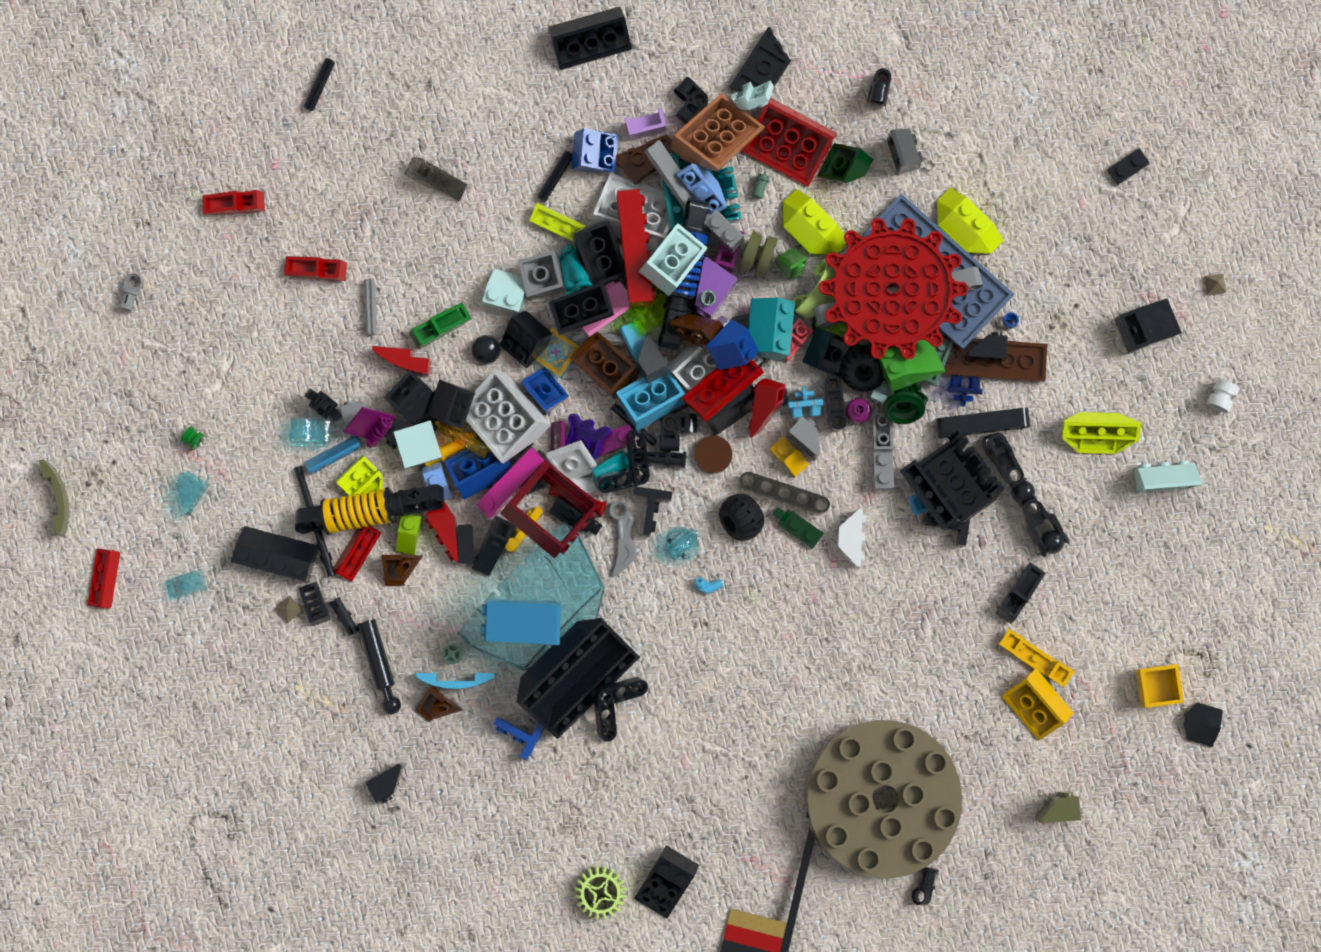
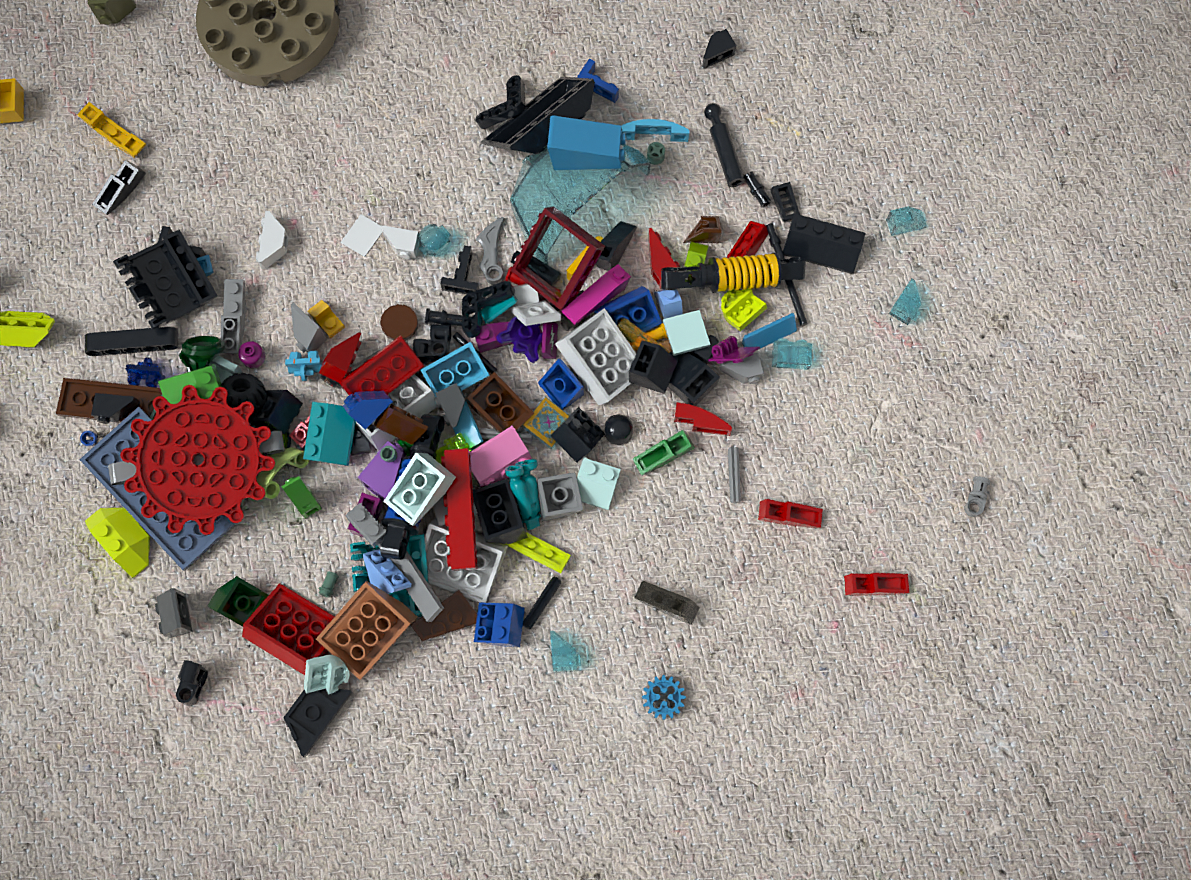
camera: 175 degrees left, 10 degrees down
(62, 519) = (1043, 324): olive slope -> none
(103, 578) = (985, 231): red slope -> none
(192, 438) = (907, 352): green wheel -> none
(288, 609) = (809, 198): dark tan slope -> none
(319, 84) = (790, 710): black axle -> none
(323, 405) = (780, 374): black gear -> none
(436, 705) = (672, 112): reddish brown slope -> none
(447, 90) = (676, 697): none -> dark azure gear
(465, 544) = (641, 240): black slope -> none
(532, 126) = (563, 655): none -> clear light blue slope
(581, 308) = (516, 445): black slope -> none
(590, 37) = (497, 752): black slope -> none
(645, 125) = (443, 652): lavender panel -> none
(689, 92) = (396, 665): black piece -> none
(707, 587) = (413, 203): medium azure arm -> none
(715, 540) = (403, 241): none -> white slope
(741, 517) = (376, 262): black wheel -> none
(758, 254) = (334, 506): olive wheel -> none
(759, 552) = (362, 235): none -> white sticker
(793, 492) = (327, 276): clear smoke beam -> none
(798, 527) = (322, 253): dark green hinge -> none
(811, 225) = (281, 541): neon yellow wedge -> none
(839, 412) = (272, 356): black beam -> none
(1024, 494) = (99, 270): black piece -> none
(1037, 704) = (116, 92): yellow slope -> none

